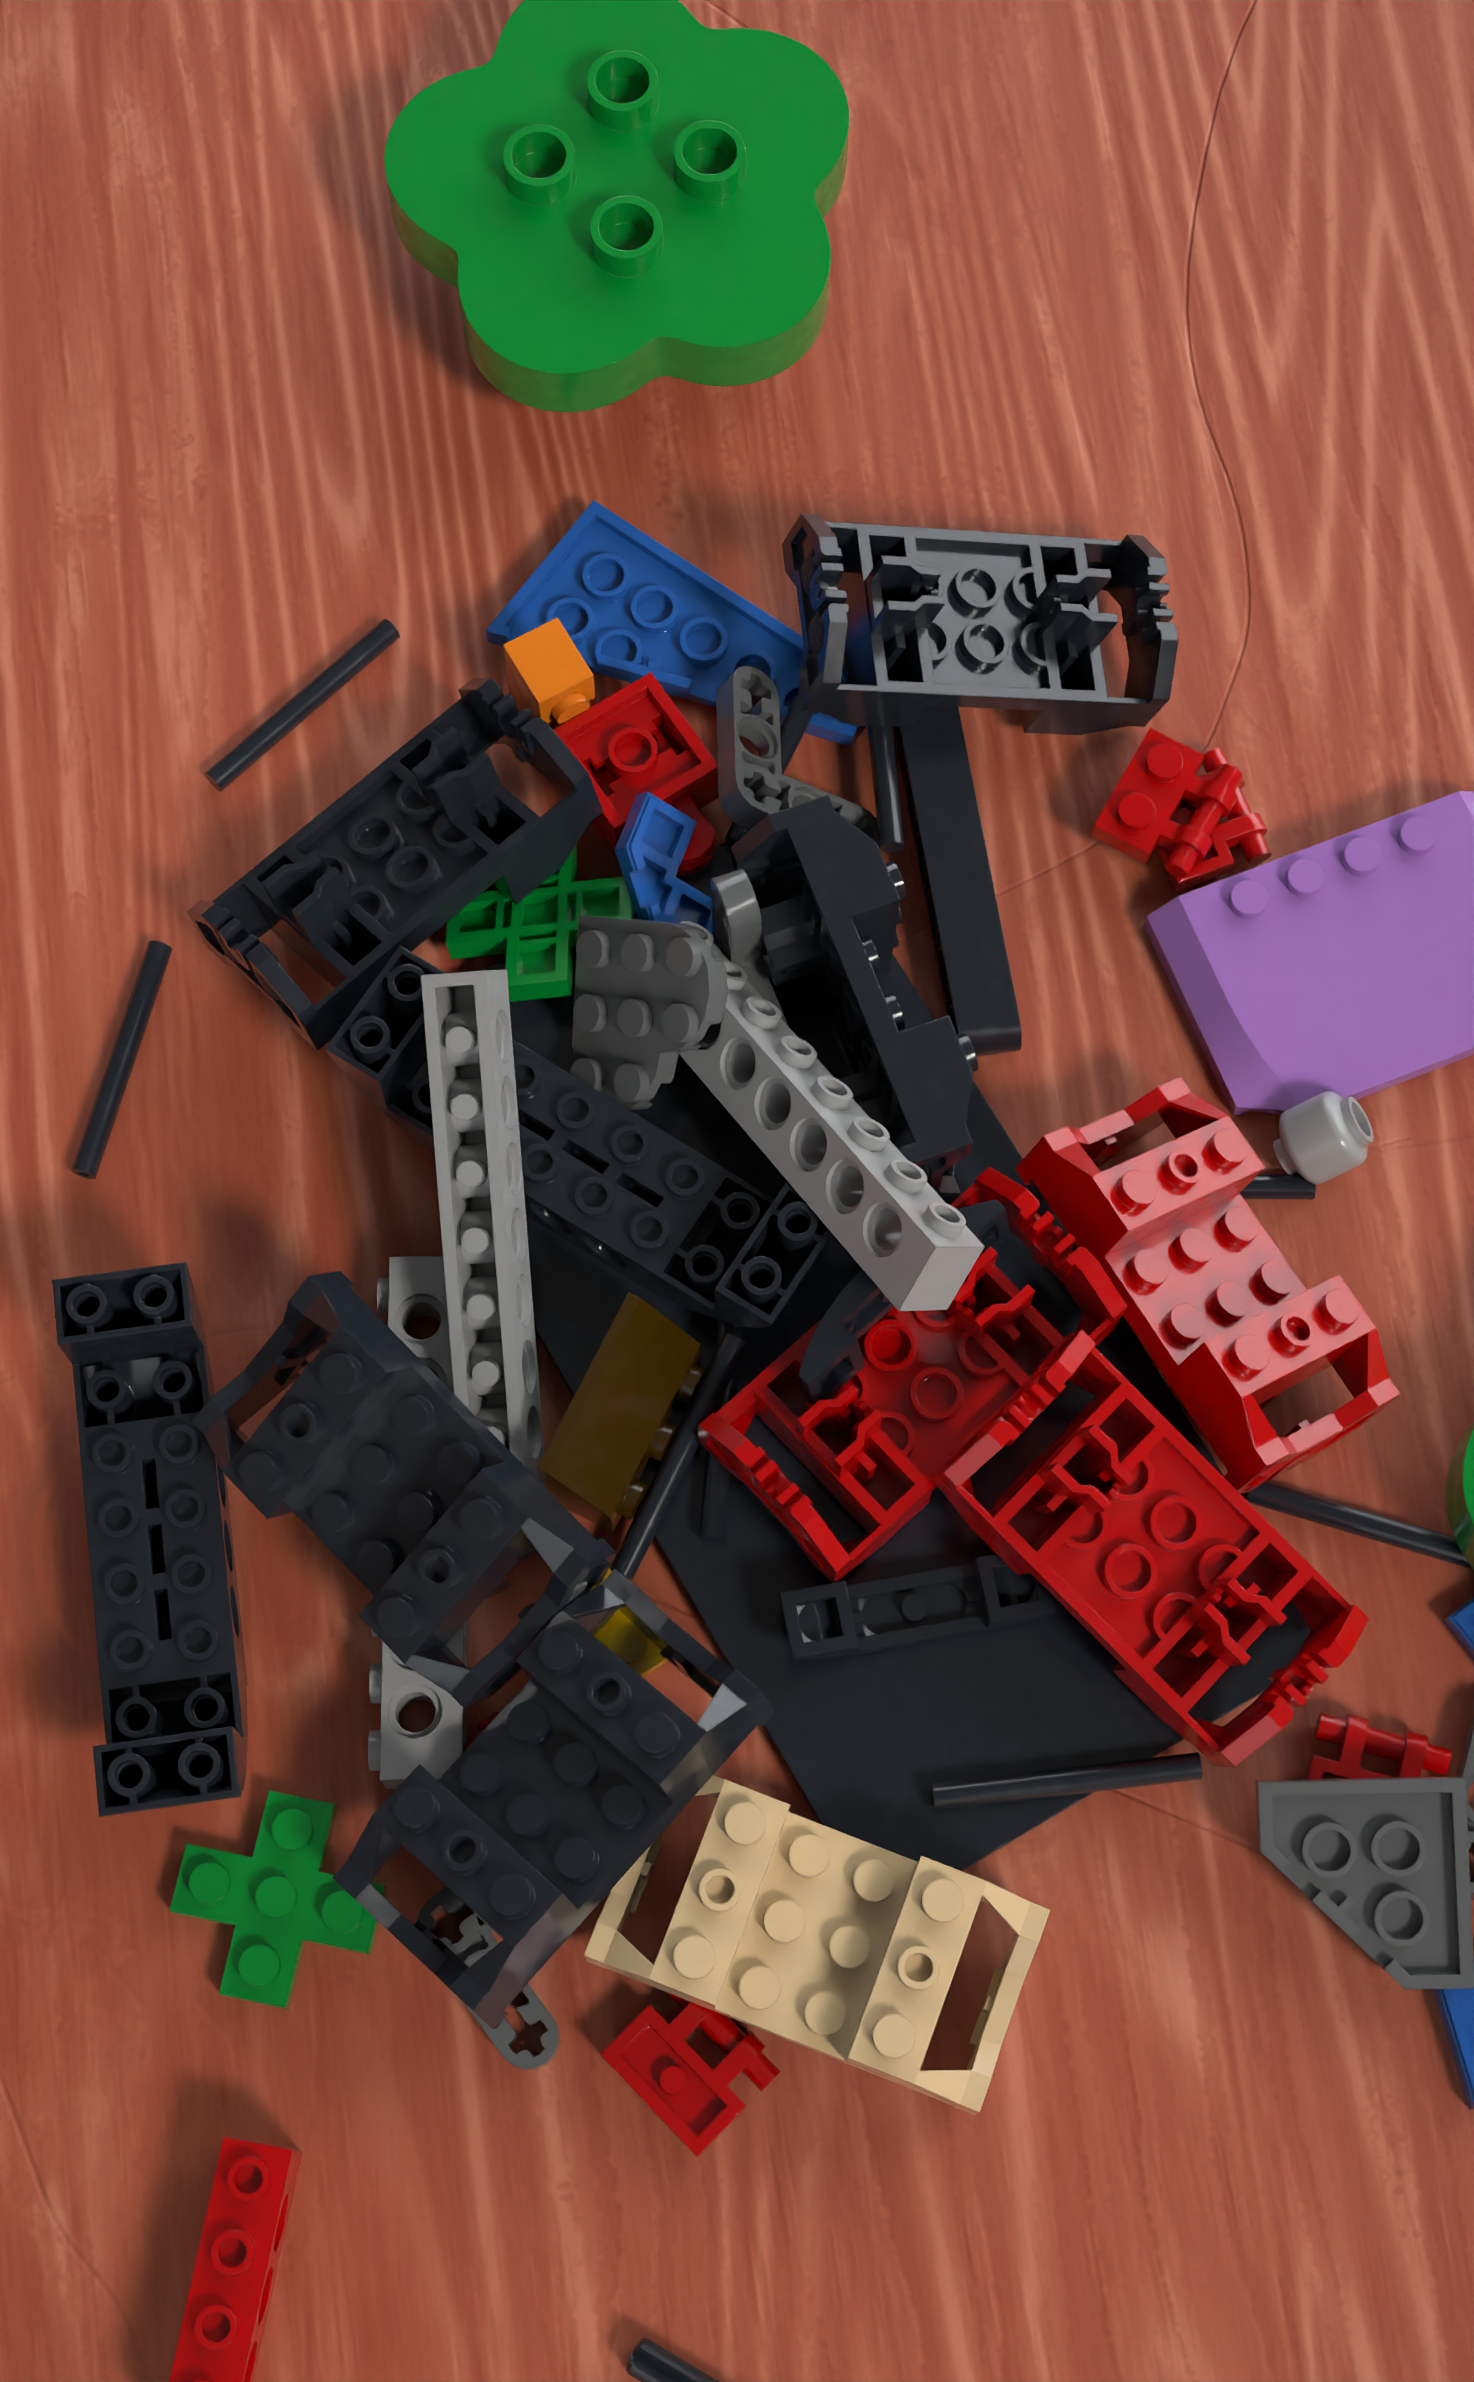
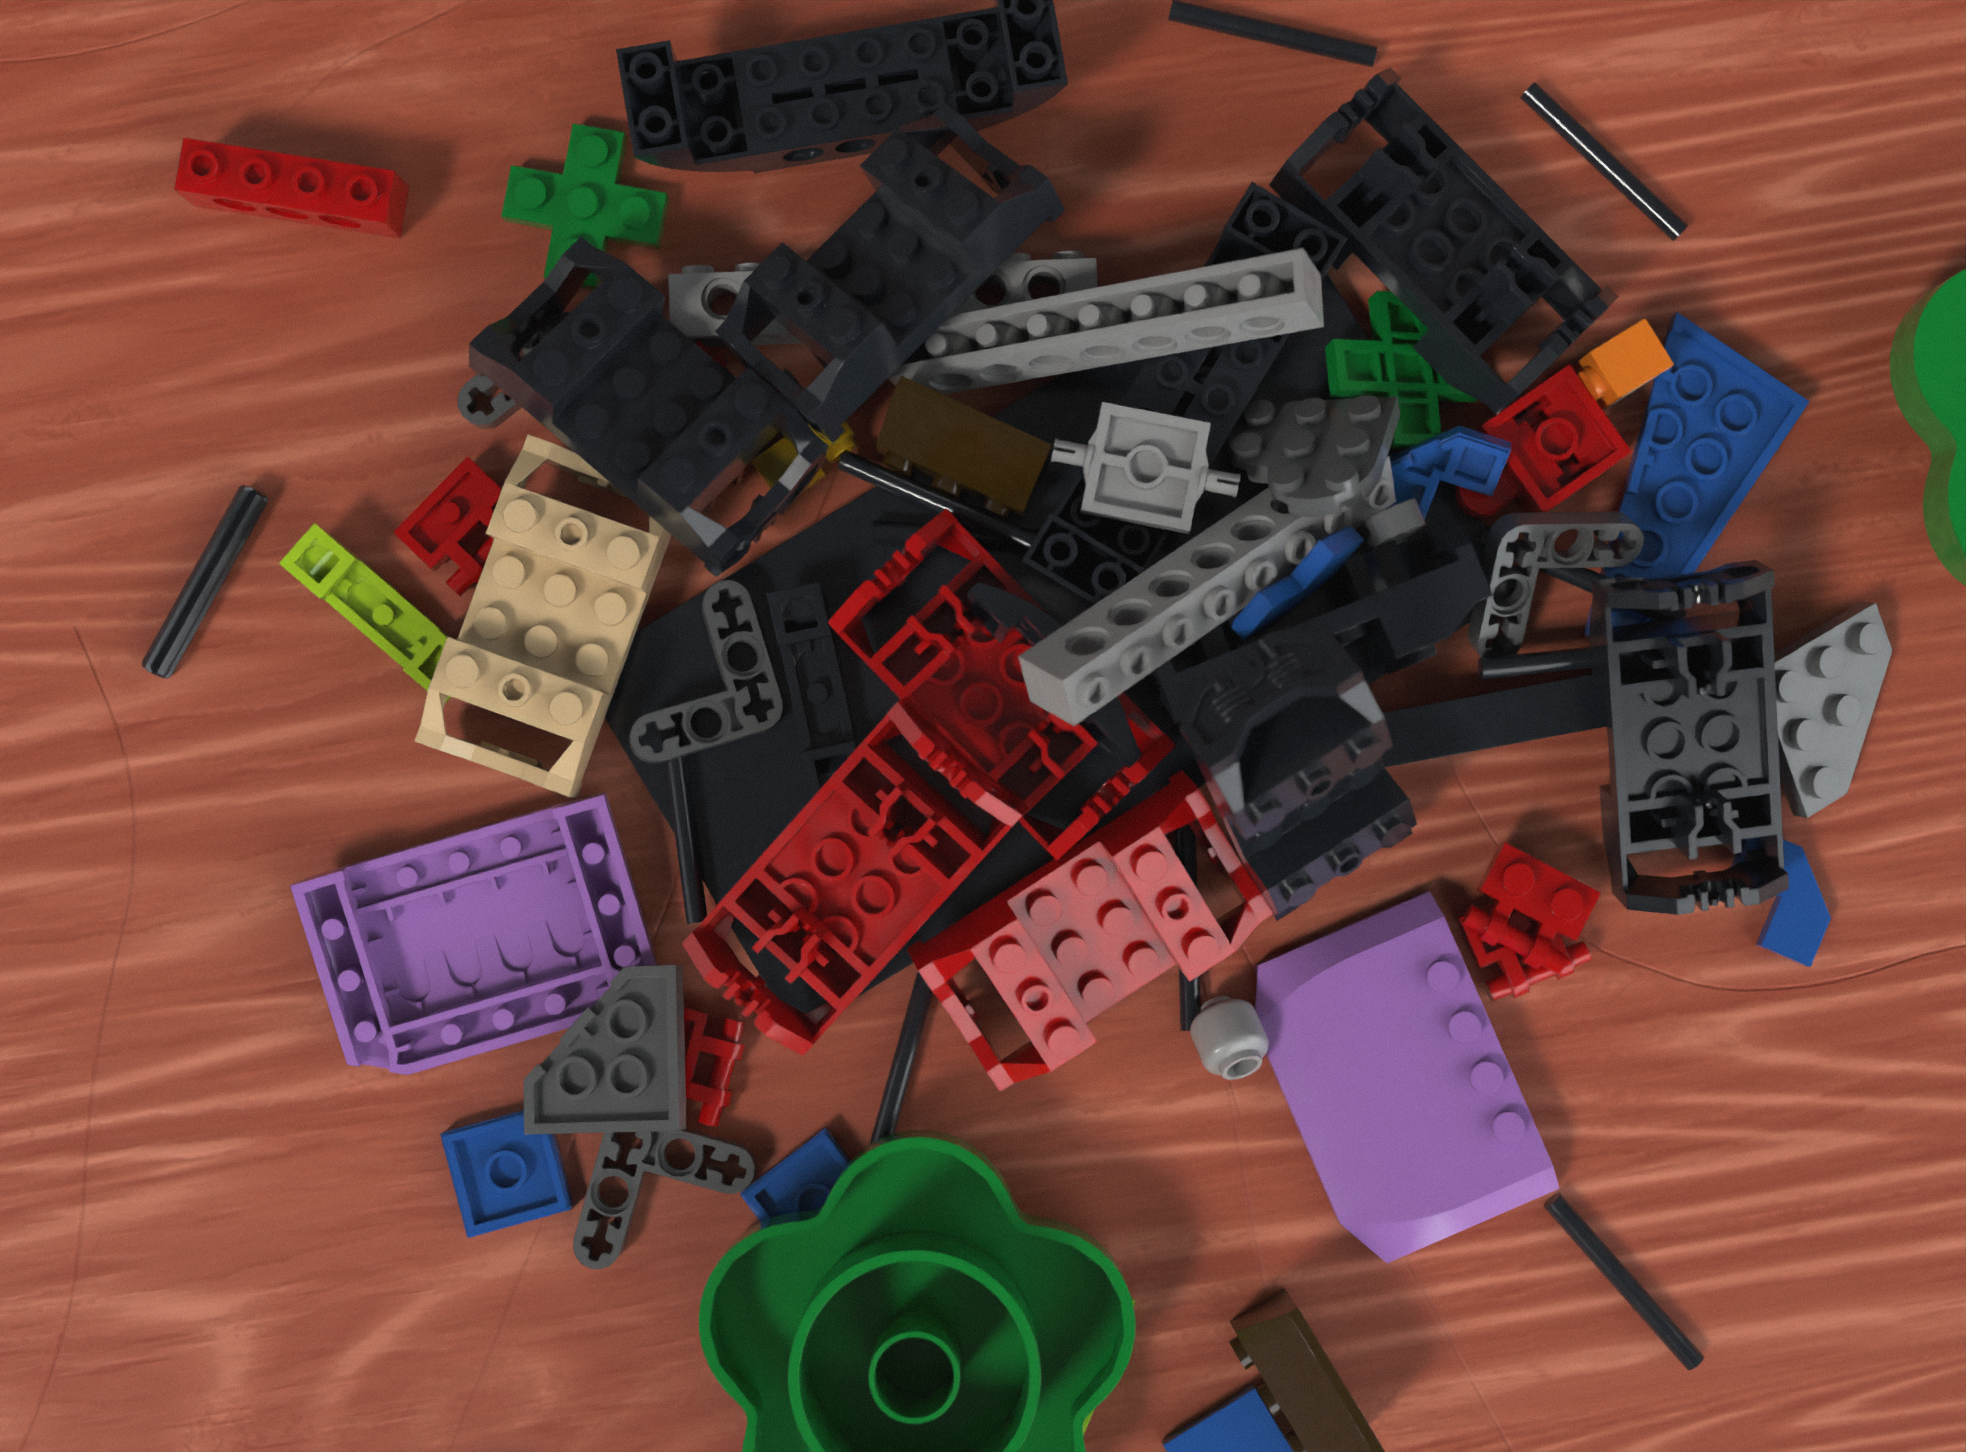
camera: 90 degrees right, 15 degrees up
(658, 1188) = (1145, 467): none -> light grey plate
(794, 1006) = (1283, 596): none -> blue tile
(799, 2182) = (367, 602): none -> lime slope
(920, 488) = (1826, 704): none -> plate
(925, 1713) = (728, 703): none -> dark grey beam
(1025, 1003) = (1298, 776): none -> black piece
(1178, 535) = (1797, 914): none -> blue tile
(1221, 2056) = (474, 936): none -> medium lavender slope

